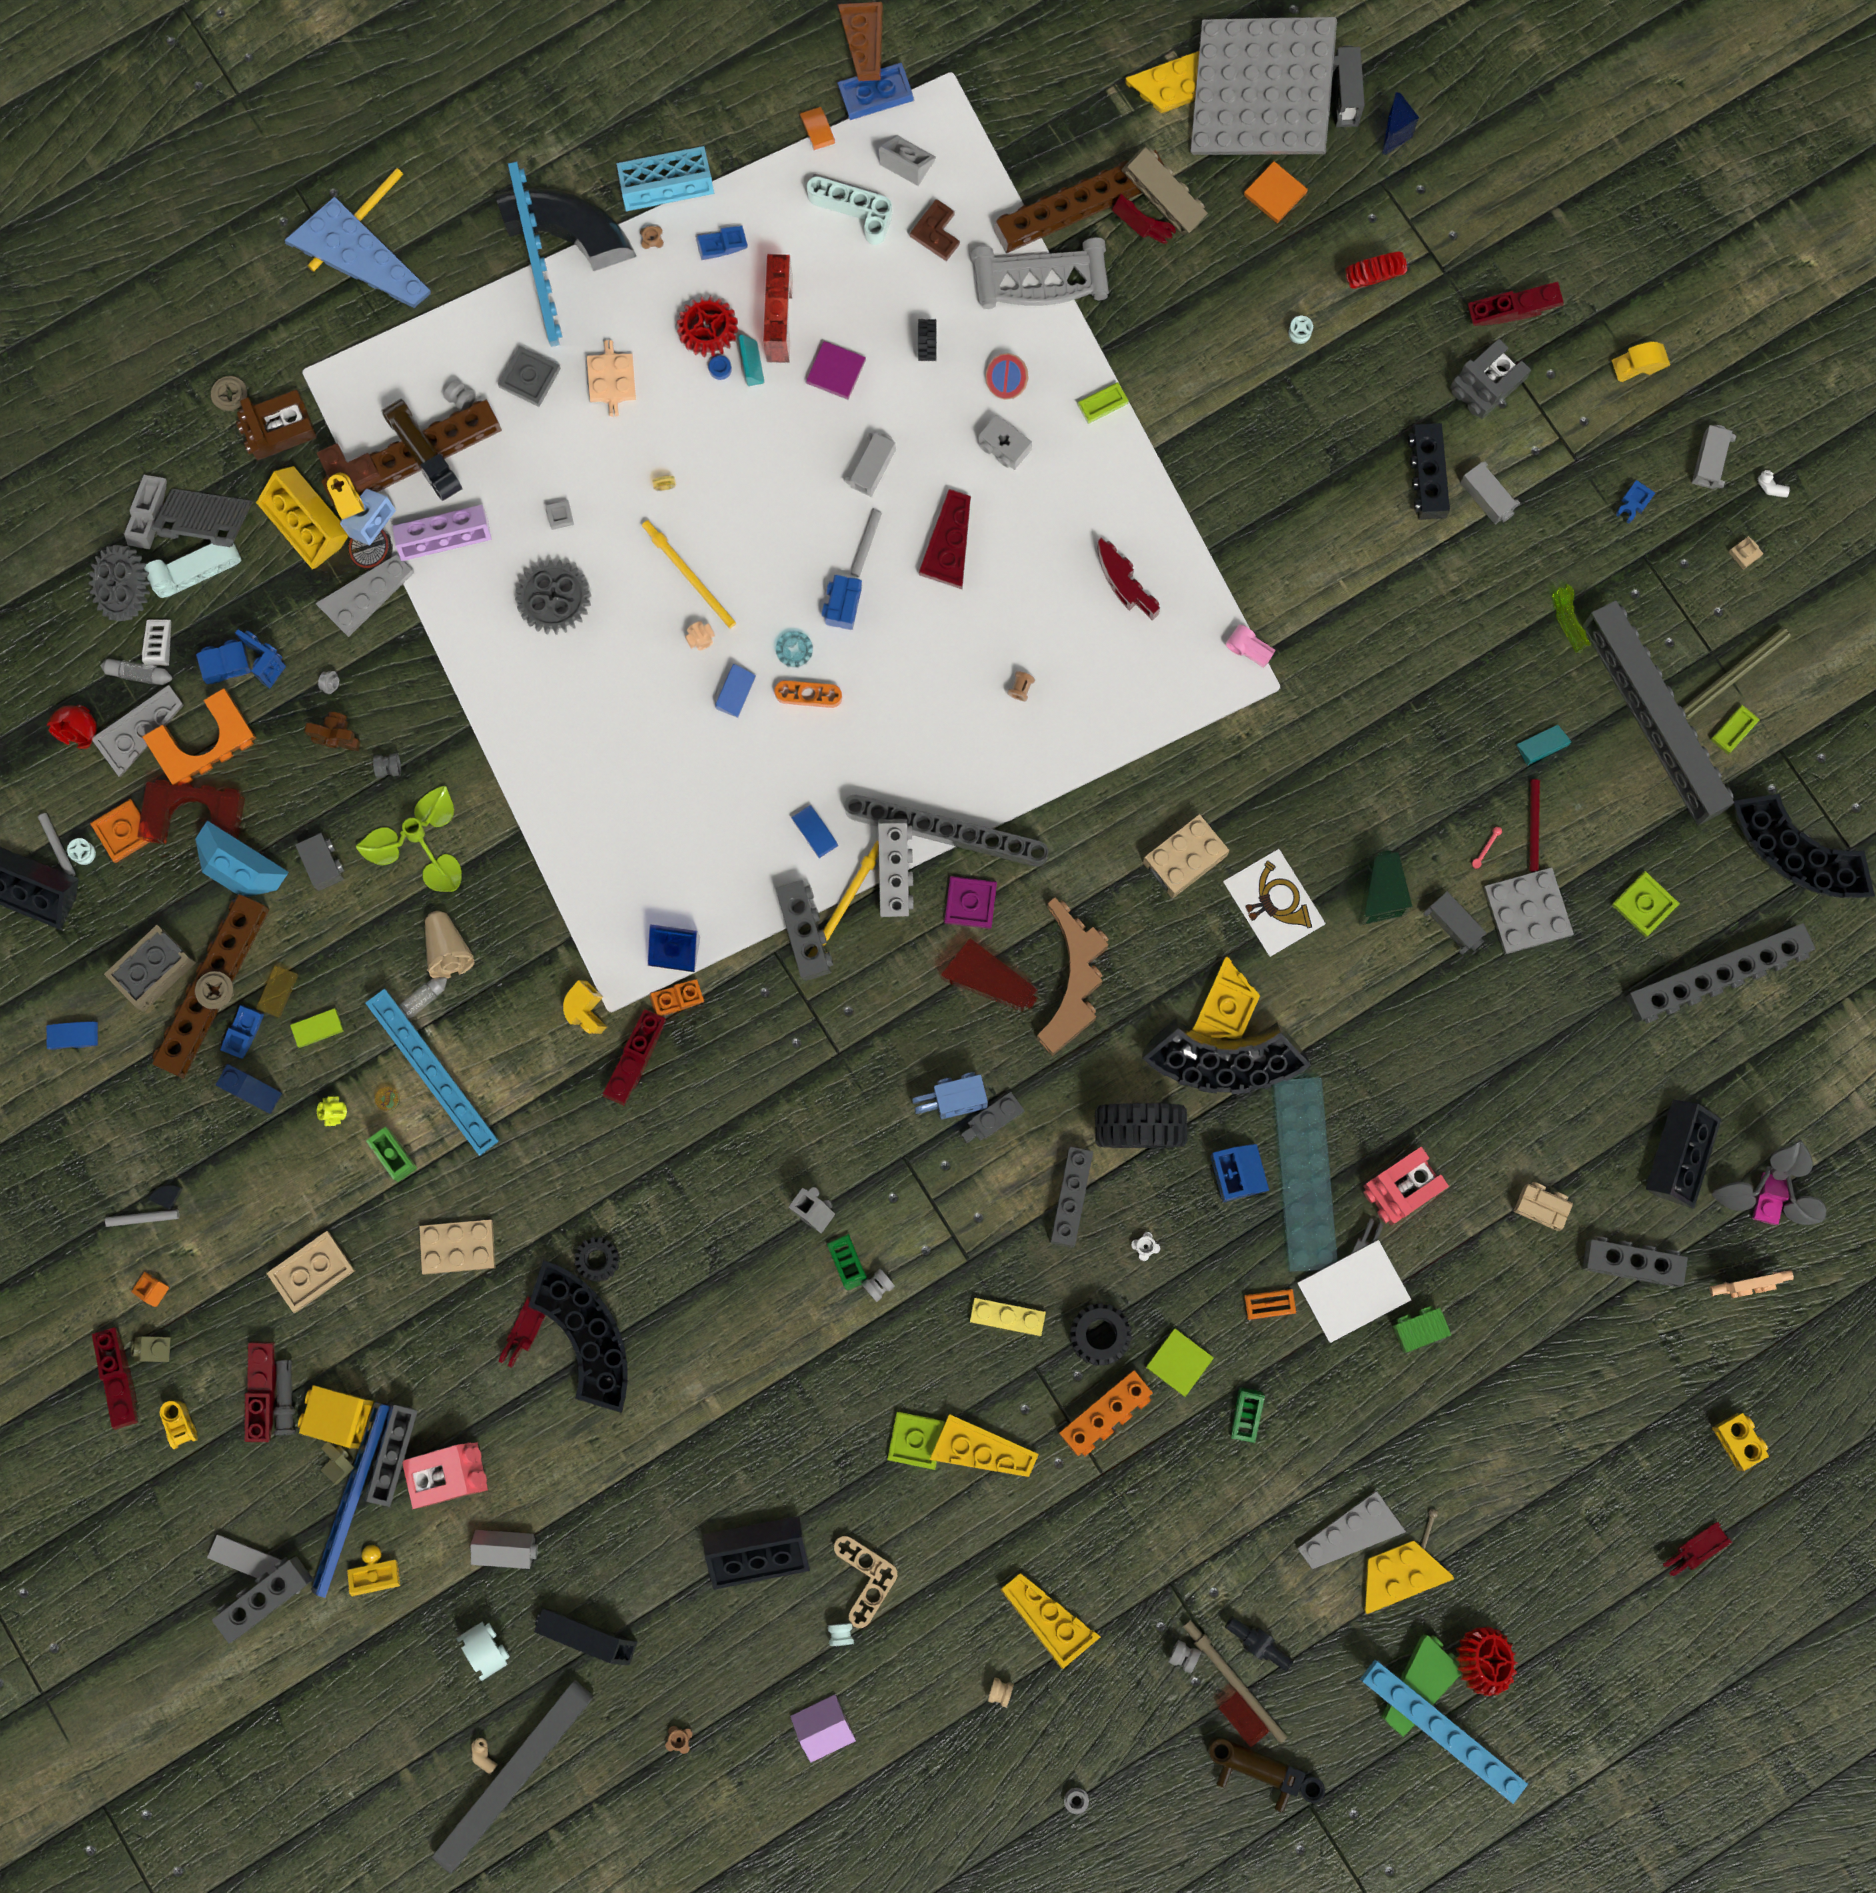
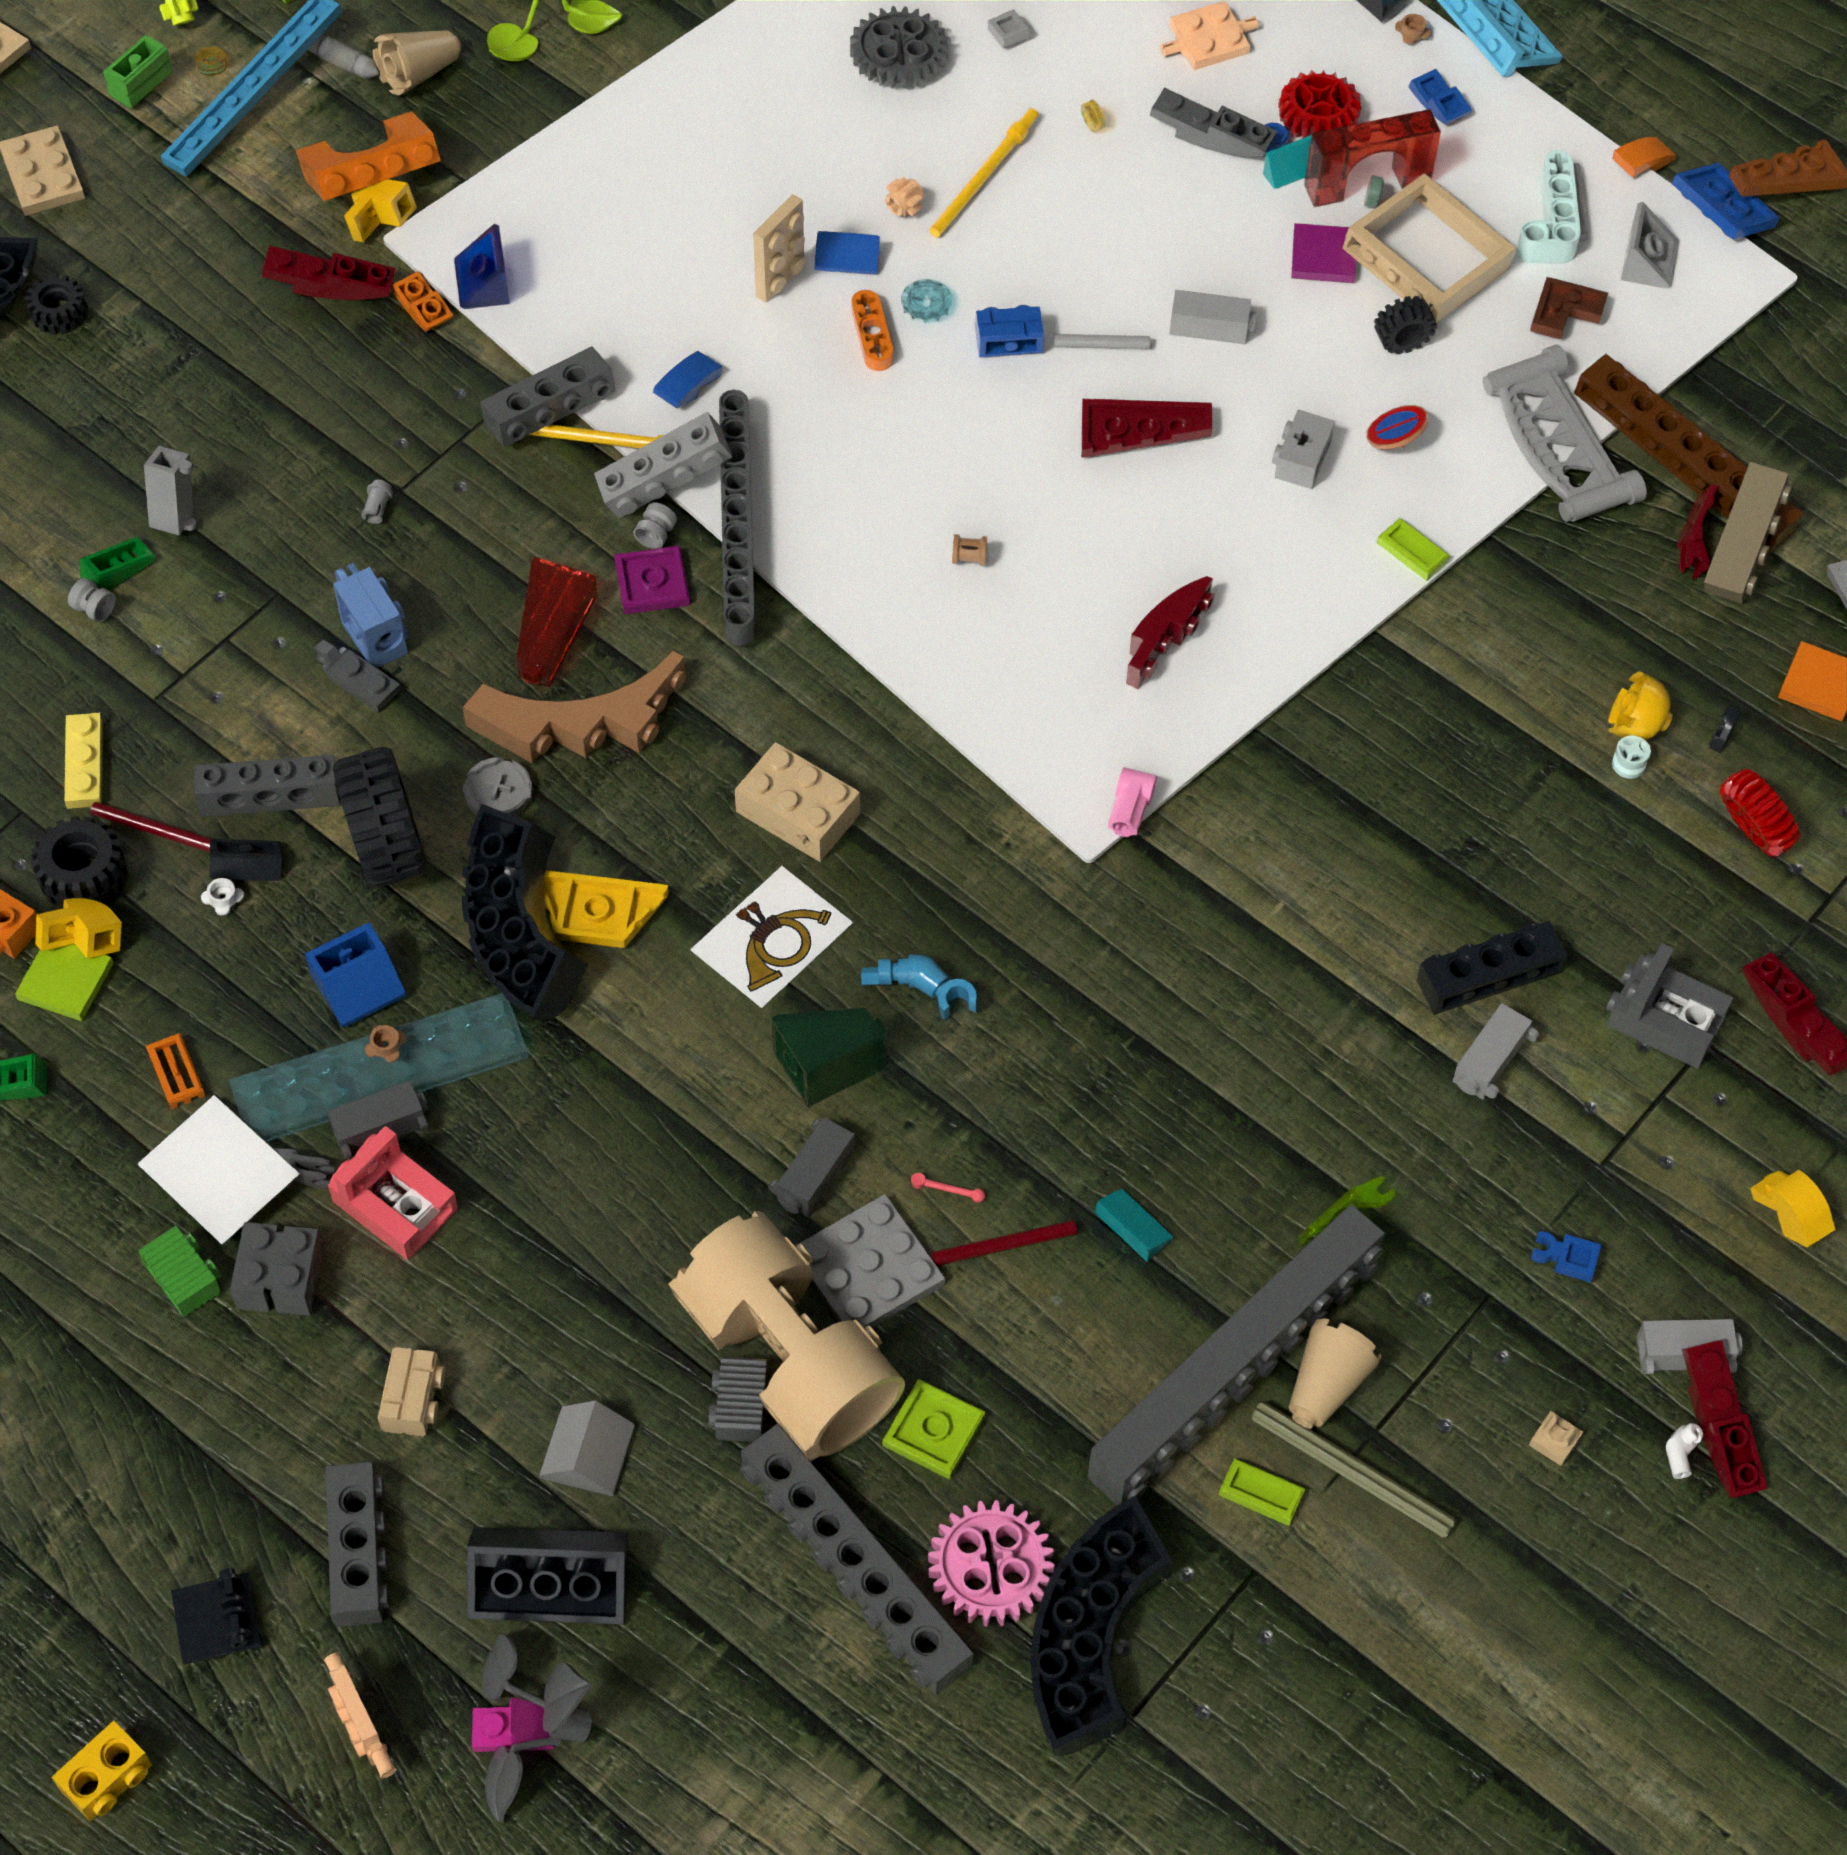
camera: 70 degrees right, 20 degrees down
(553, 1027) = (337, 173): none -> orange arch
(703, 405) = (1217, 131): none -> dark grey slope
(739, 737) = (779, 248): none -> tan plate
(797, 318) = (1374, 191): none -> sand green tile
(849, 1071) = (378, 494): none -> light grey pin
(873, 331) = (1405, 279): none -> tan window
(931, 888) = (654, 528): none -> light grey wheel
(1077, 1279) = (150, 826): none -> dark red bar
(1112, 1047) = (498, 785): none -> light grey tile
(1122, 1224) = (245, 859): none -> black slope
(1150, 1337) = (80, 922): none -> yellow brick
(1271, 311) = (1641, 709): none -> yellow cylinder
(1297, 265) = (1725, 729): none -> black tile
(1305, 1162) = (385, 1034): none -> medium nougat plate
(1336, 816) = (925, 975): none -> dark azure piece
(1347, 1182) = (394, 1107): none -> dark grey brick
(1439, 1269) = (277, 1262): none -> dark grey piece
(1600, 1011) = (738, 1406): none -> dark grey brick
(1605, 1111) = (588, 1448): none -> light grey slope
(1619, 953) = (830, 1381): none -> tan cylinder
(1657, 1356) = (216, 1617): none -> black hinge
(1682, 665) = (1330, 1371): none -> tan cone
(1743, 875) = (955, 1568): none -> bright pink gear
(1762, 457) = (1719, 1416): none -> dark red slope

